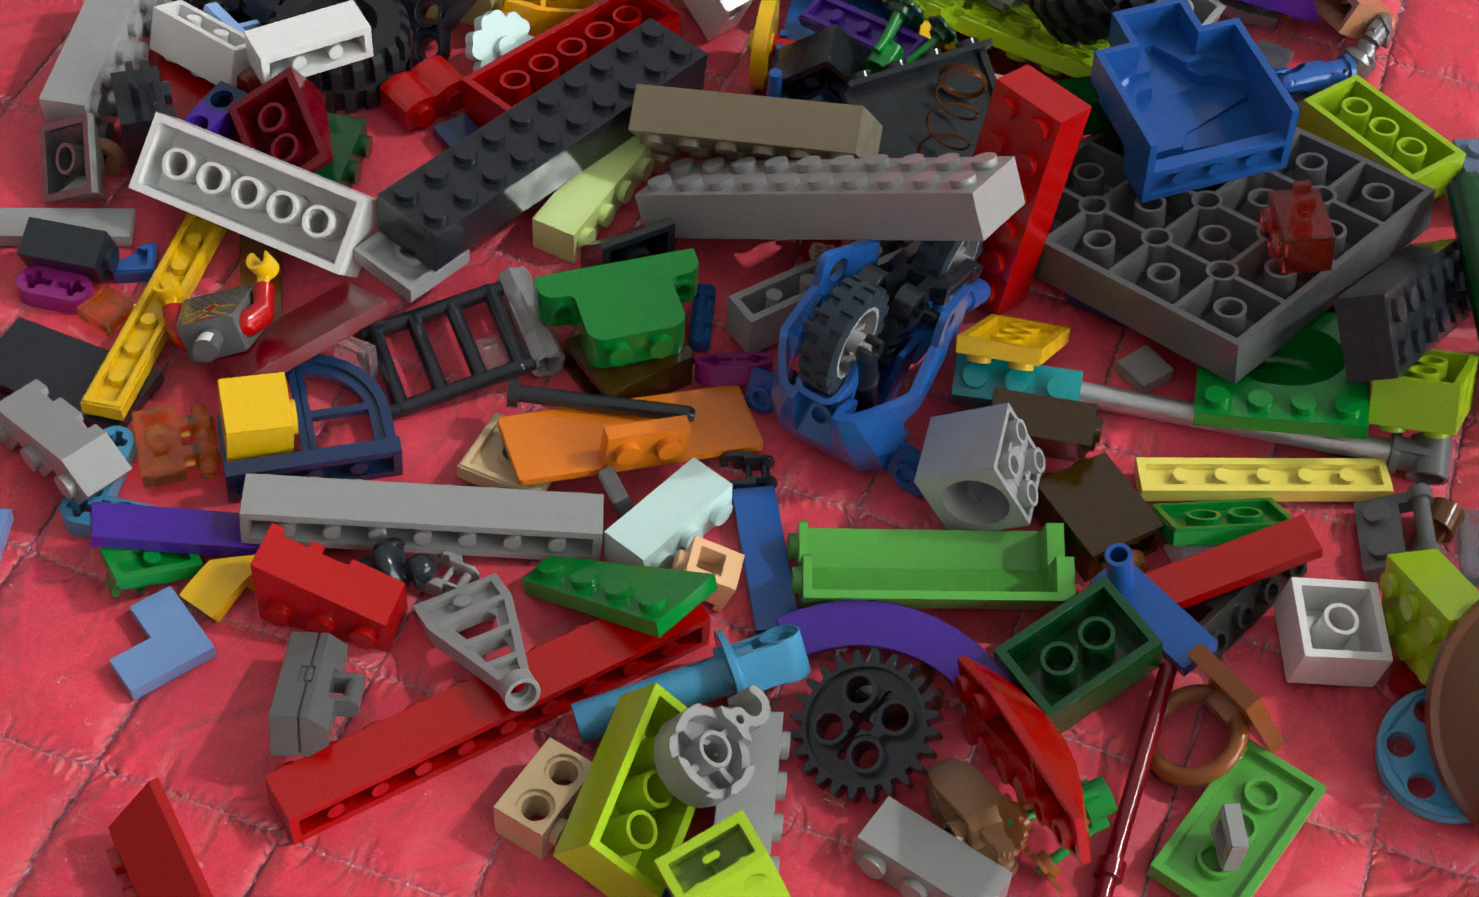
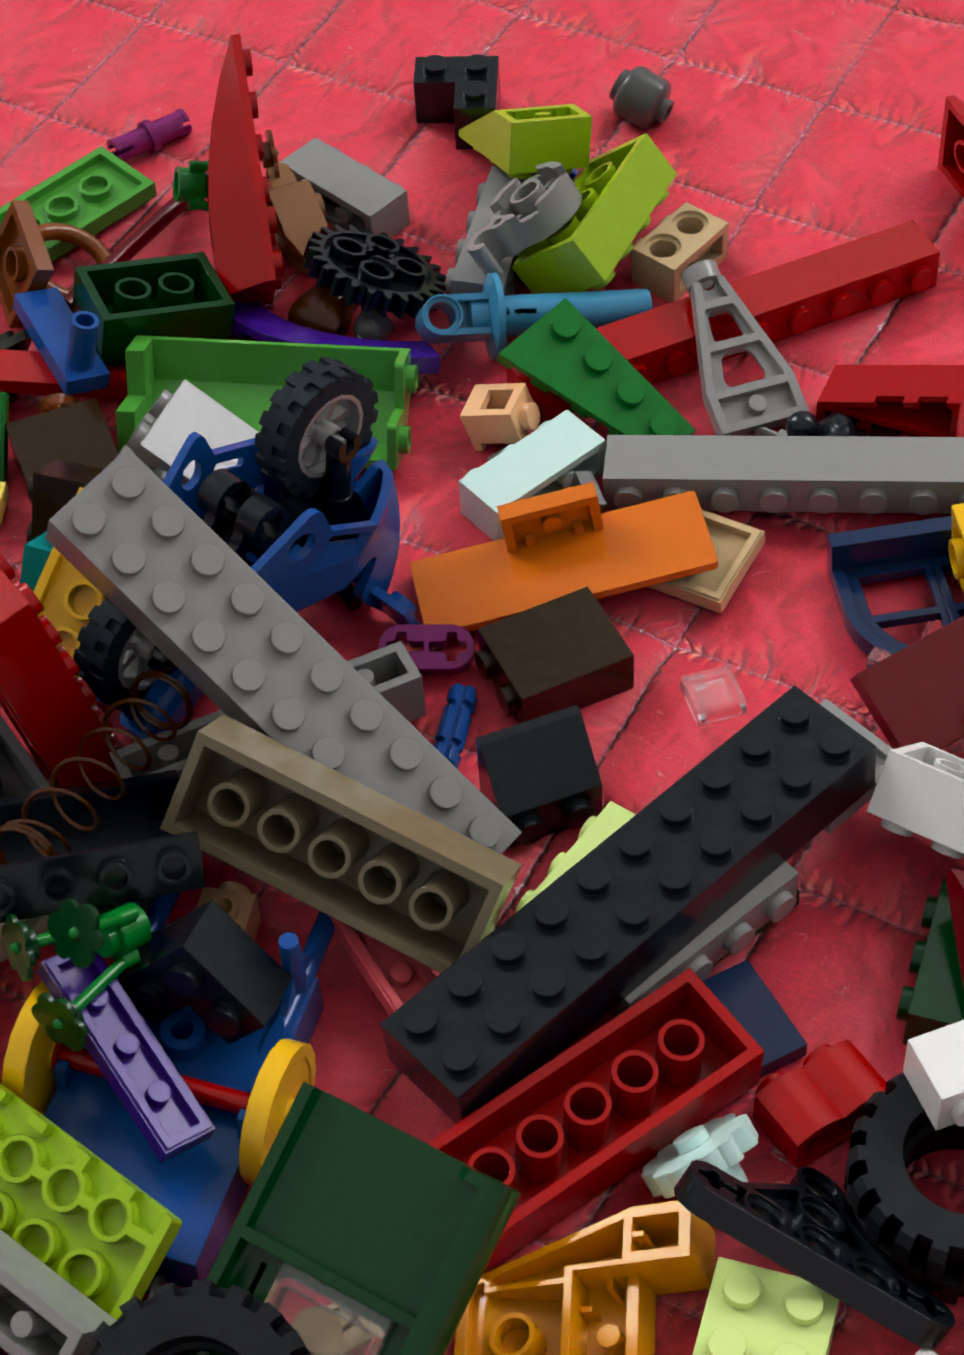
camera: 165 degrees left, 0 degrees up
(305, 694) = (909, 296): dark grey piece -> none
(440, 390) = (786, 642): black bar -> none
(535, 336) = (670, 711): light grey axle -> none
(594, 402) = (660, 580): black bar -> none
(623, 307) = (556, 654): green brick -> none
(748, 462) = (431, 527): black piece -> none
(765, 553) = (435, 454): blue tile -> none
(1230, 837) = (80, 172): light grey tile -> none

